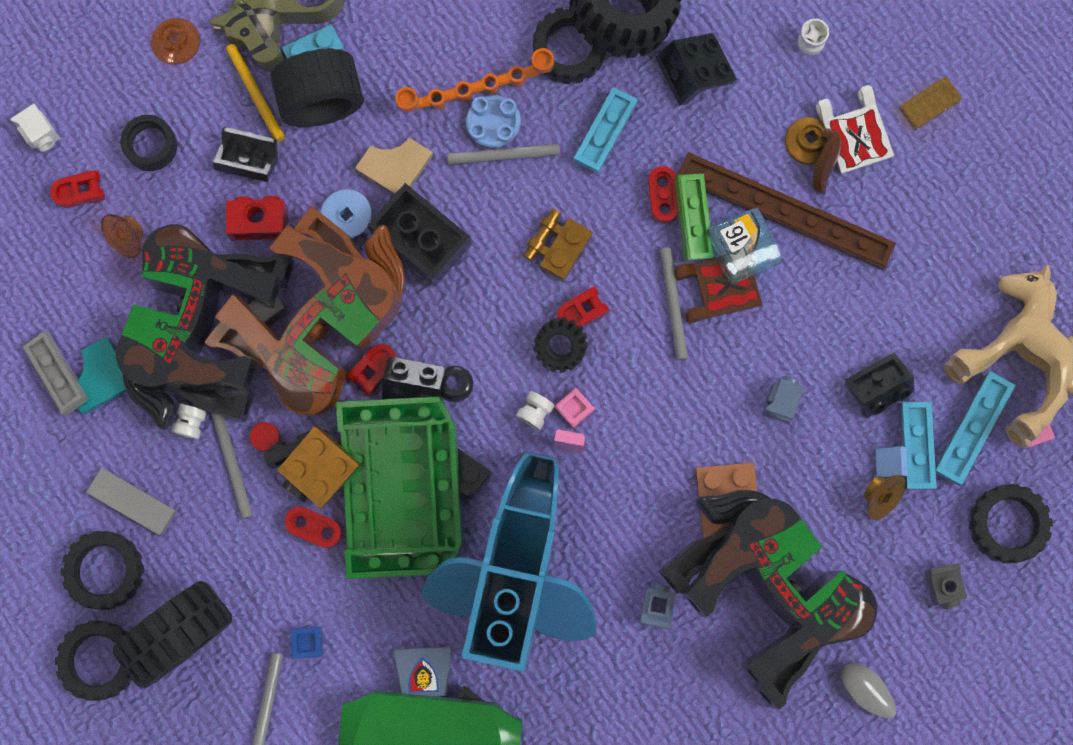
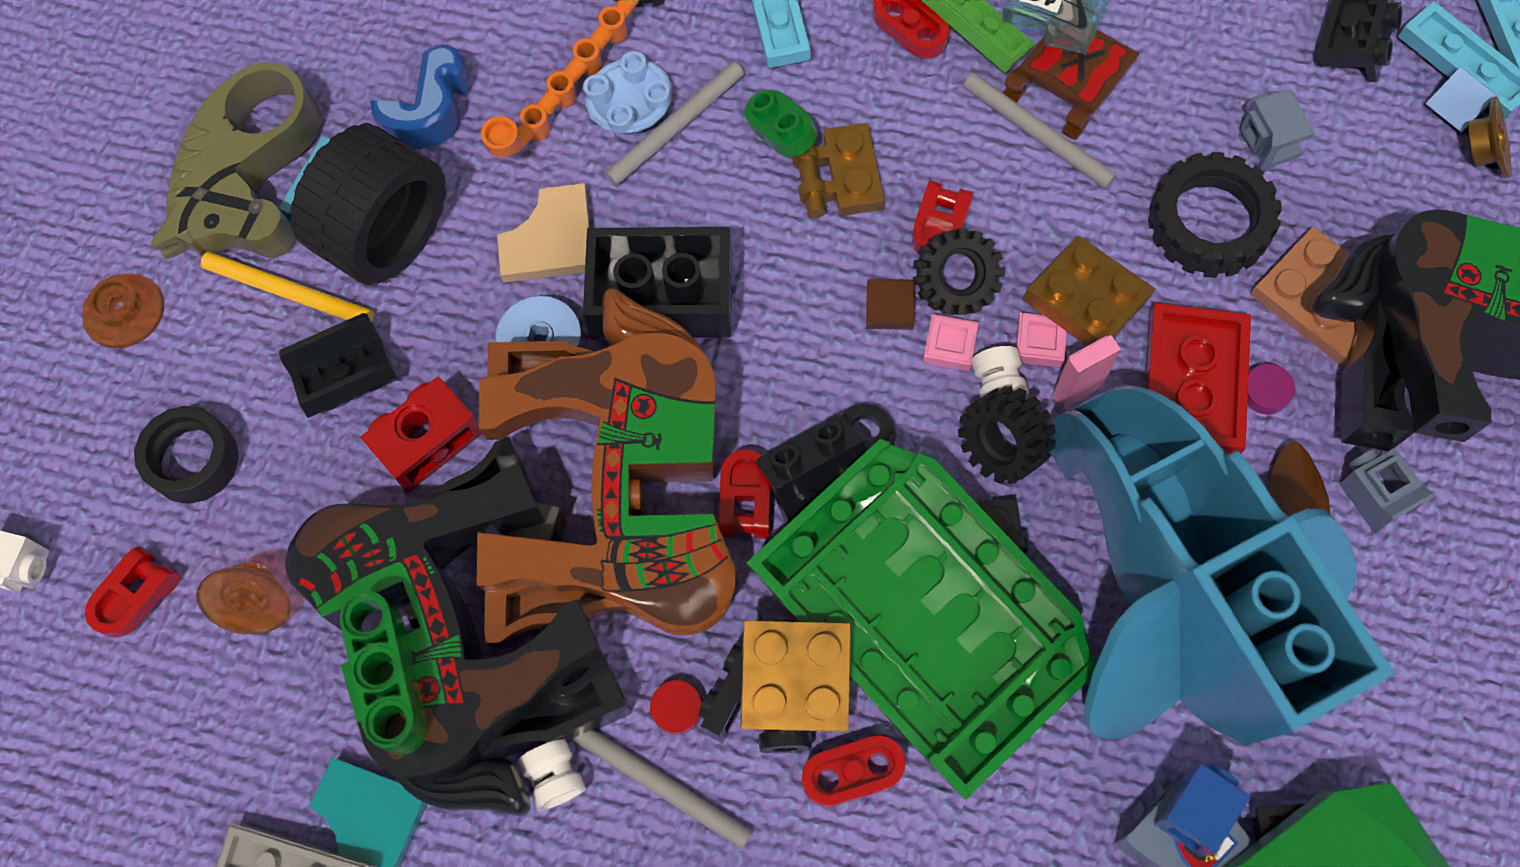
camera: 40 degrees left, 10 degrees down
(144, 310) = (364, 655): none -> green beam
(396, 52) = (435, 110): none -> blue animal
(432, 664) = (1203, 809): none -> blue brick
(507, 439) = (1024, 423): none -> black tyre
(520, 332) = (890, 304): none -> reddish brown tile
(531, 374) = (950, 342): none -> bright pink tile
(550, 195) = (780, 123): none -> green plate
(614, 405) = (1088, 293): none -> pearl gold plate
(614, 578) = (1297, 482): none -> reddish brown arm
(625, 486) = (1203, 366): none -> red plate
(654, 519) = (1269, 389): none -> magenta tile
(730, 392) = (1224, 174): none -> black tyre

